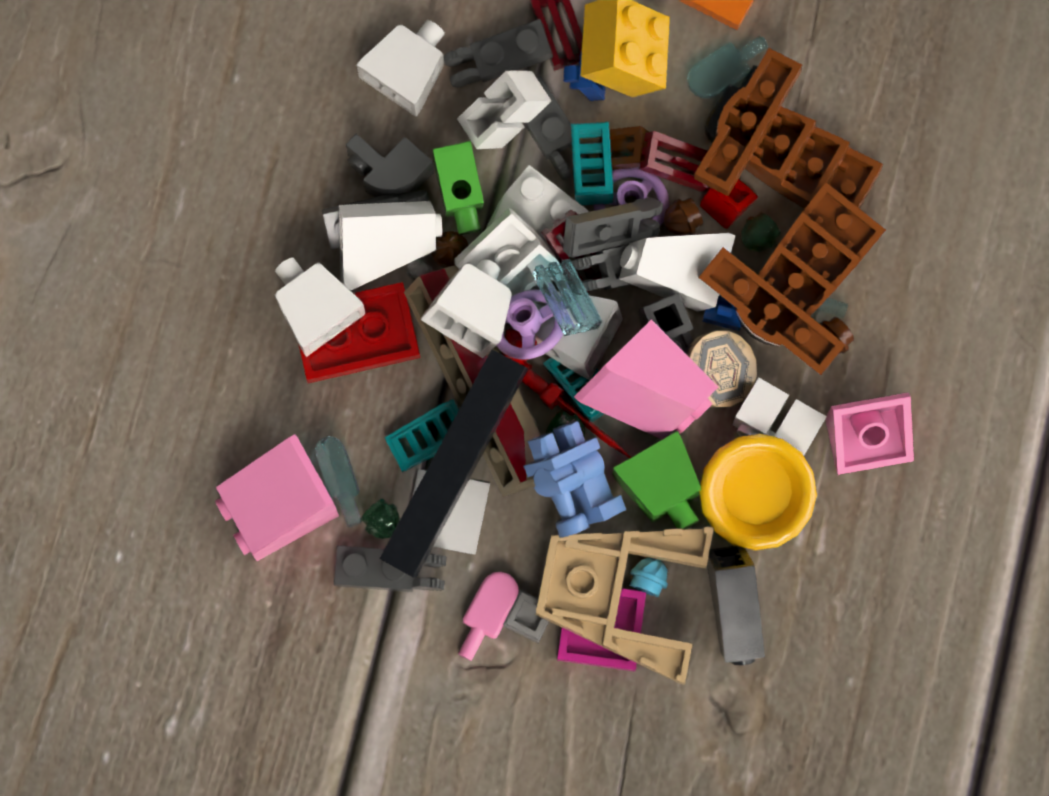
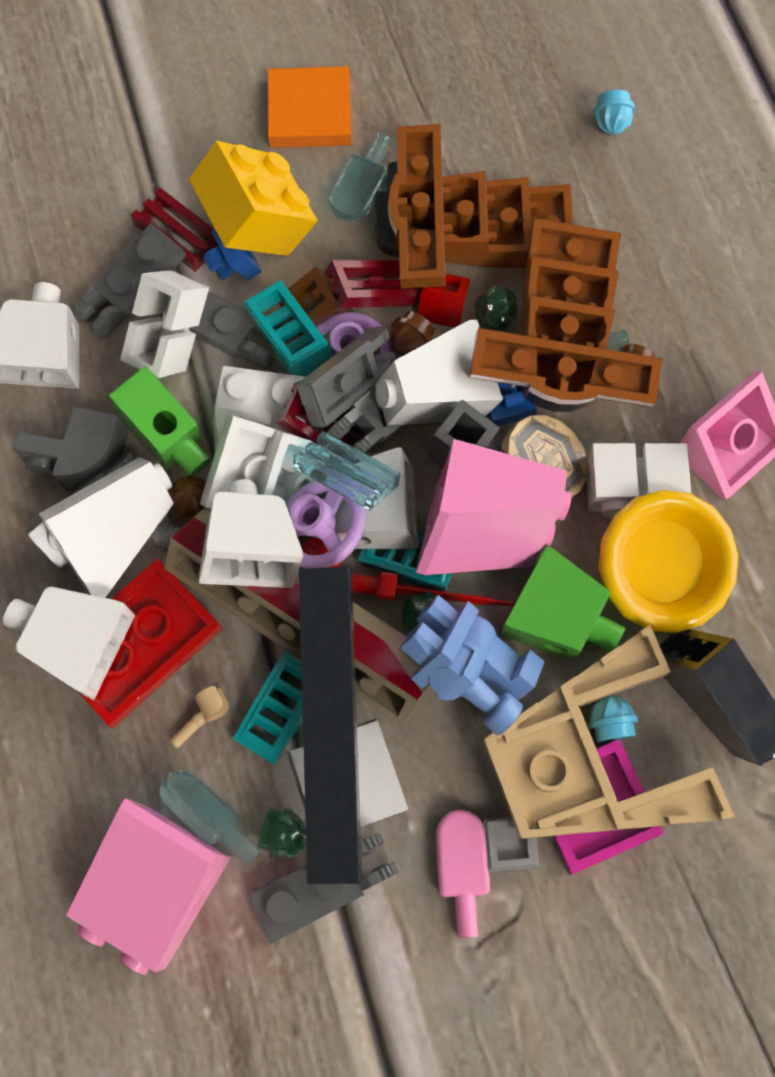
camera: 30 degrees left, 5 degrees down
(383, 408) = (212, 706): none -> tan hand
(957, 123) = (614, 111): none -> medium azure plate

